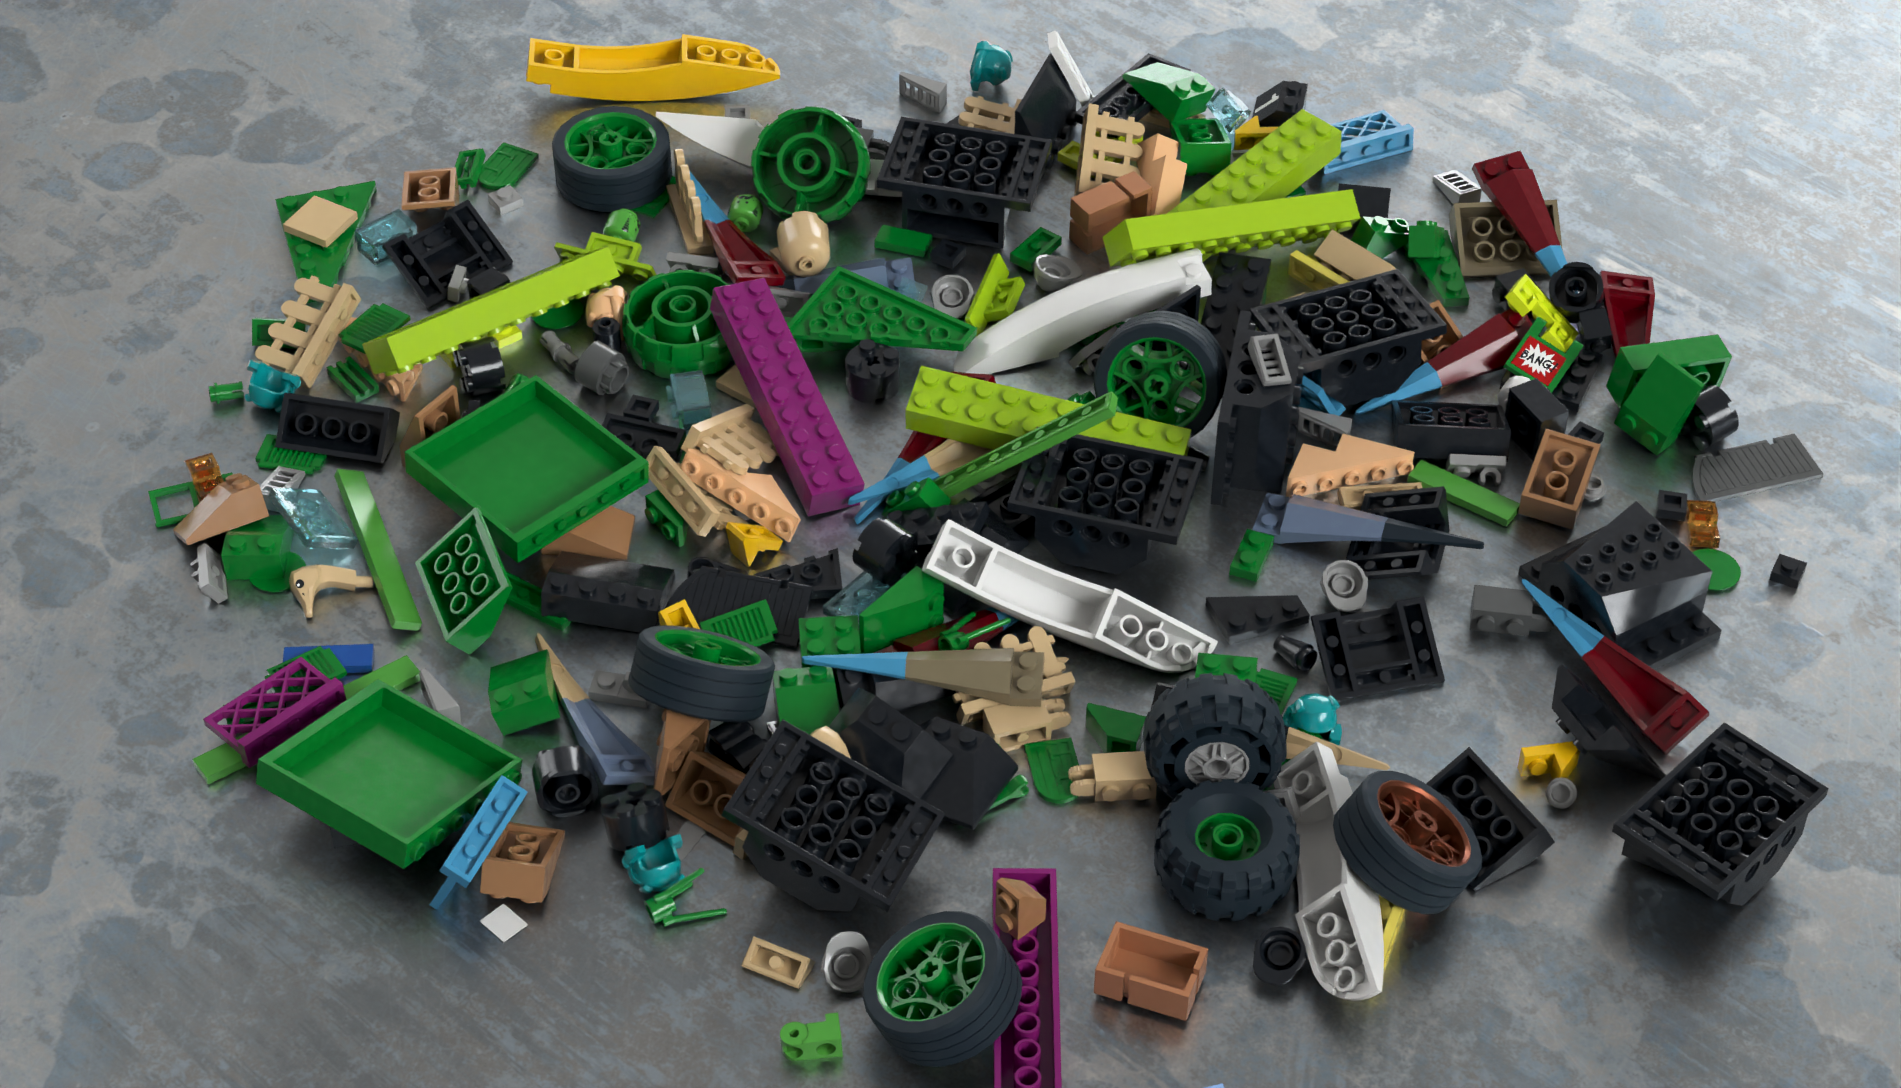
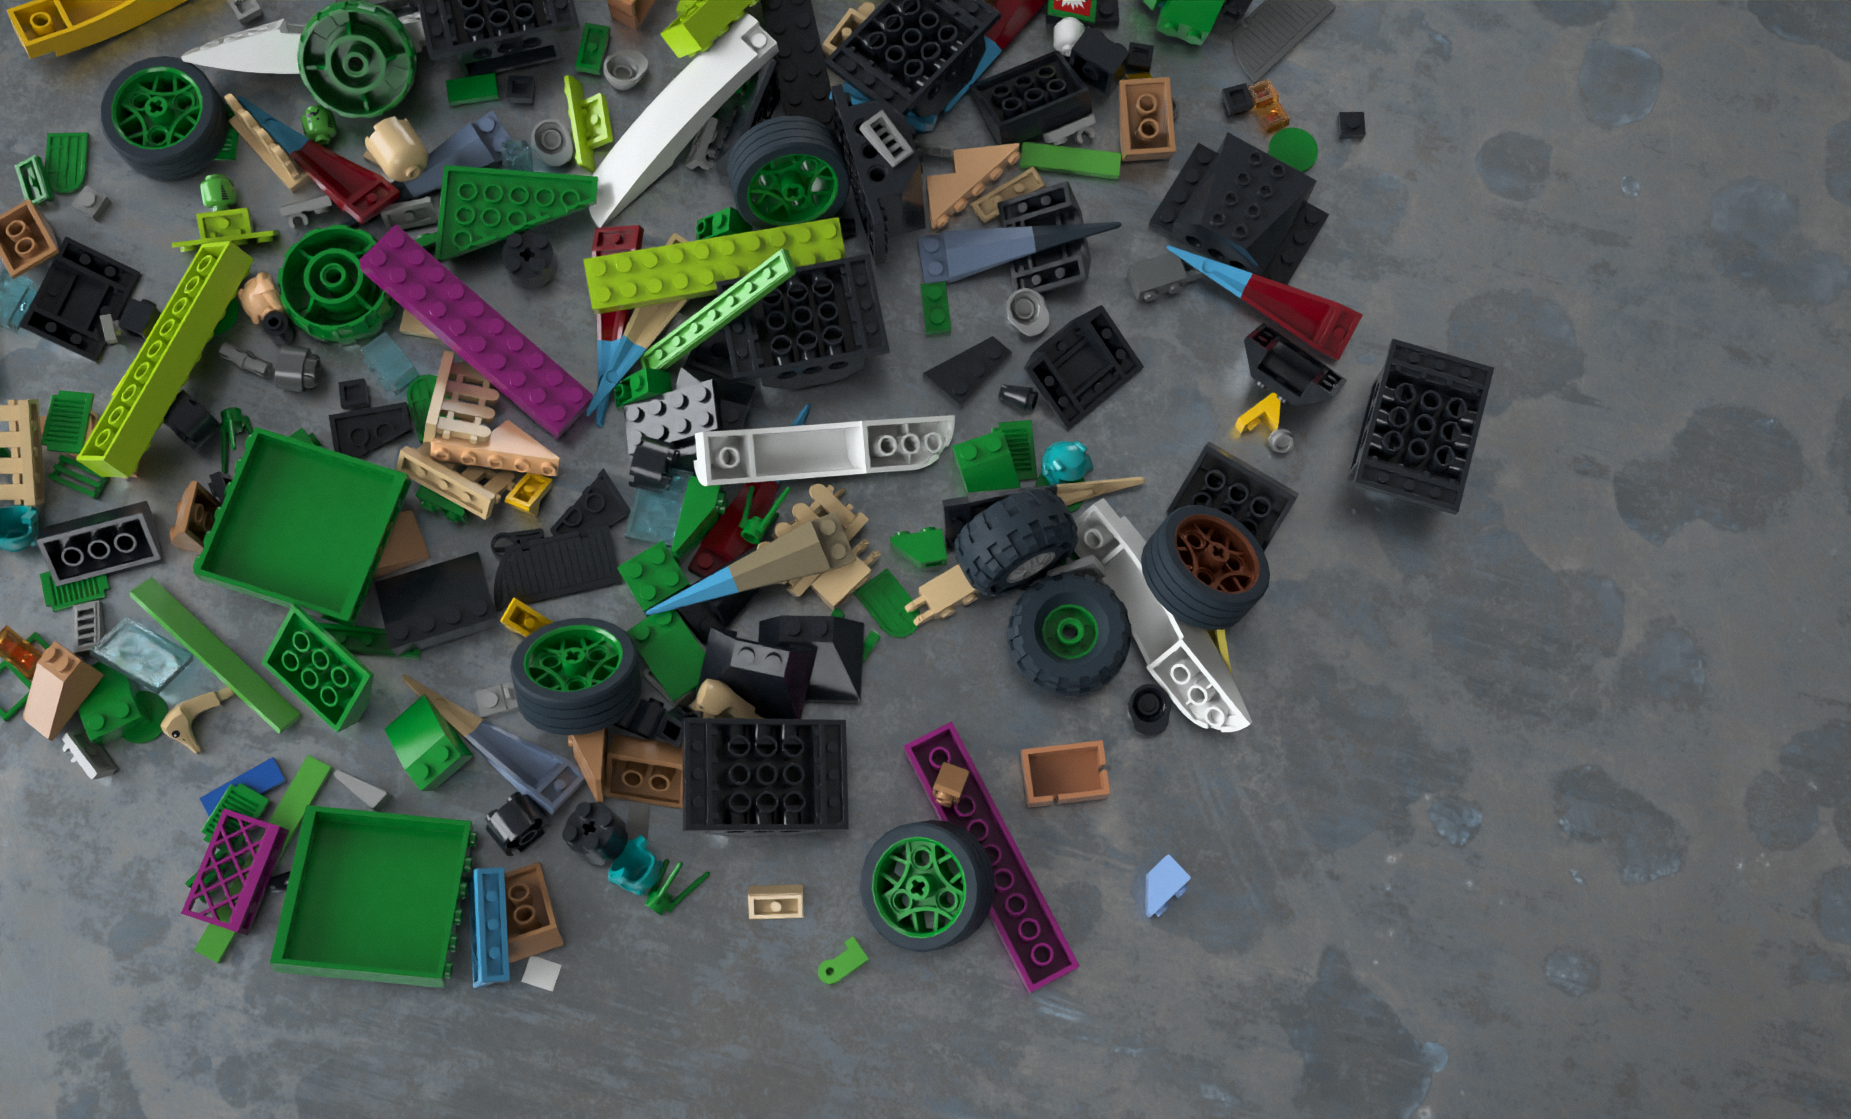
camera: 30 degrees left, 30 degrees up
(749, 624) = (569, 591): green window -> none
(846, 961) = (835, 885): light grey hat -> none

